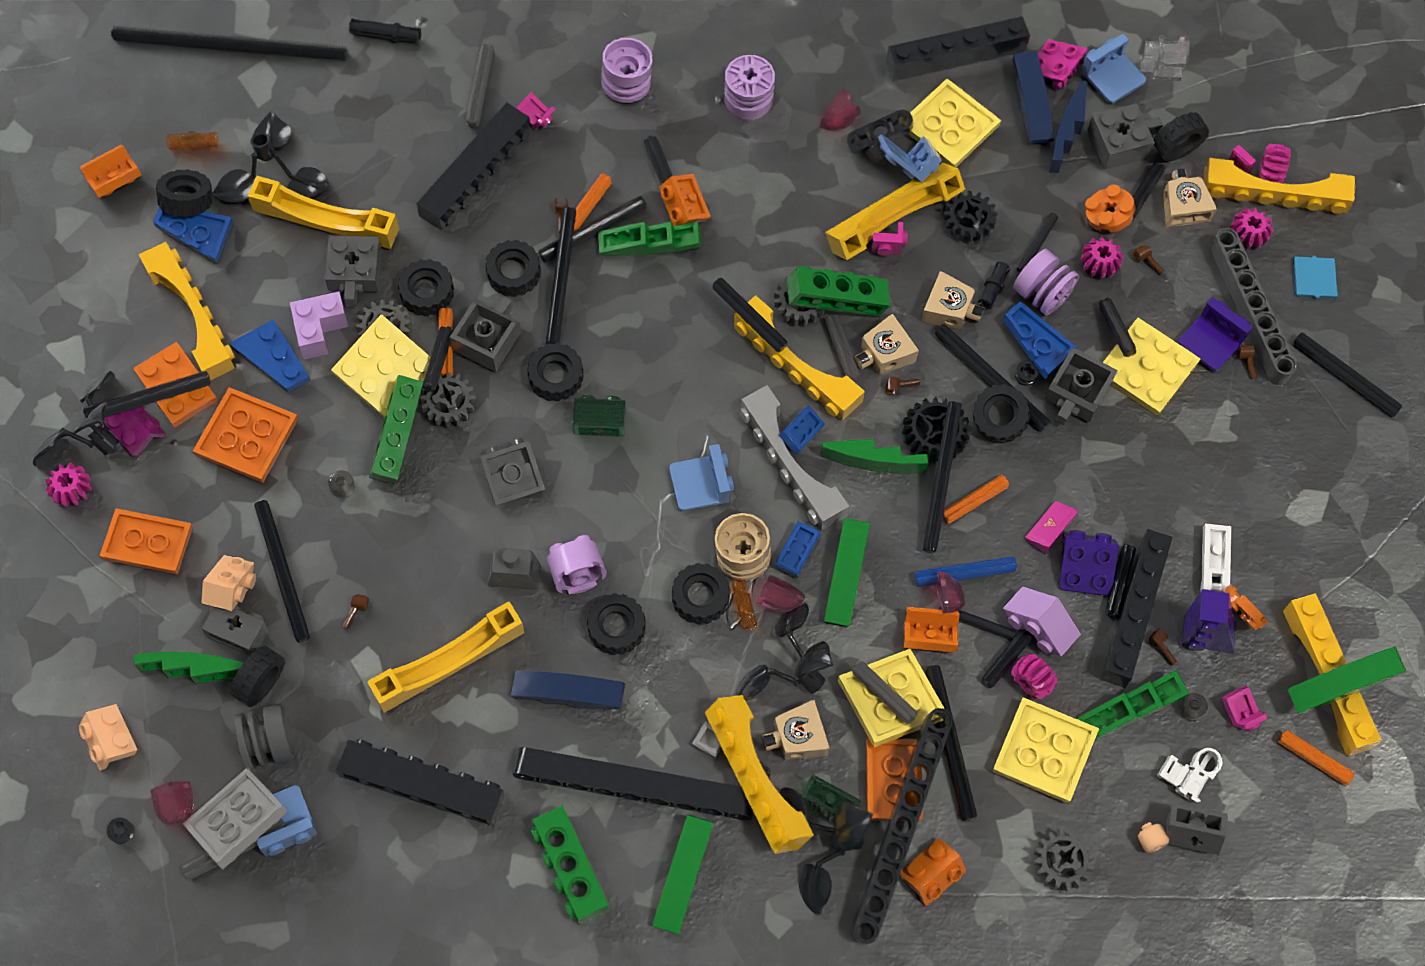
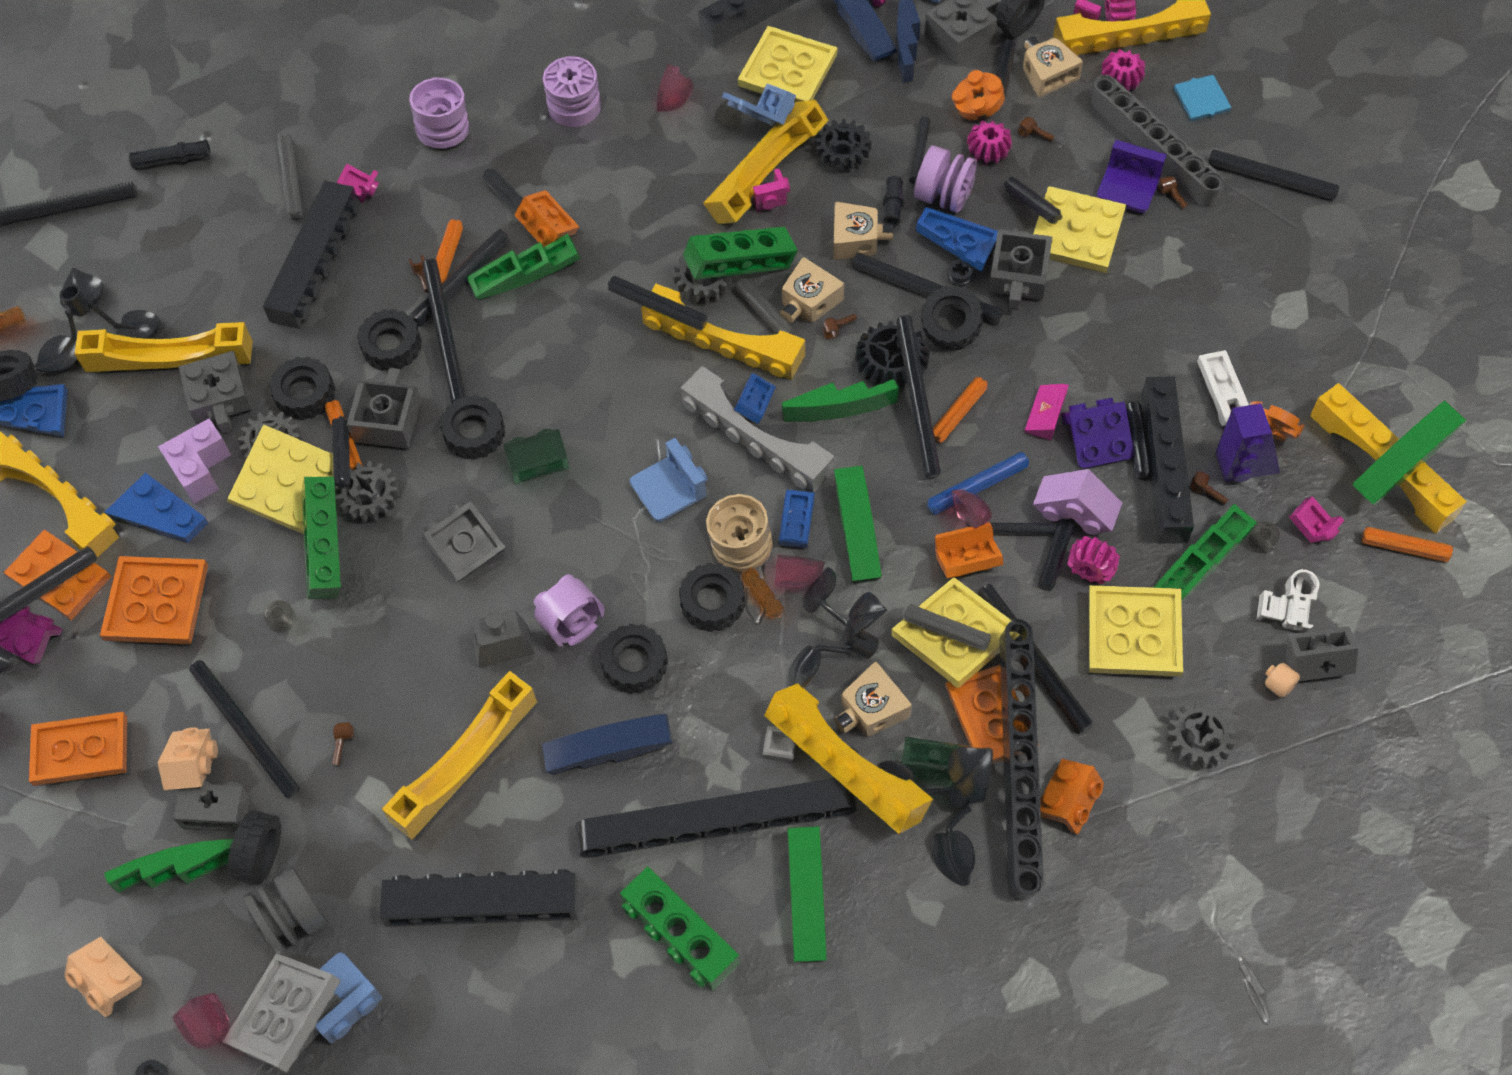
camera: 15 degrees left, 5 degrees down
(893, 117) = (722, 83): black beam -> none

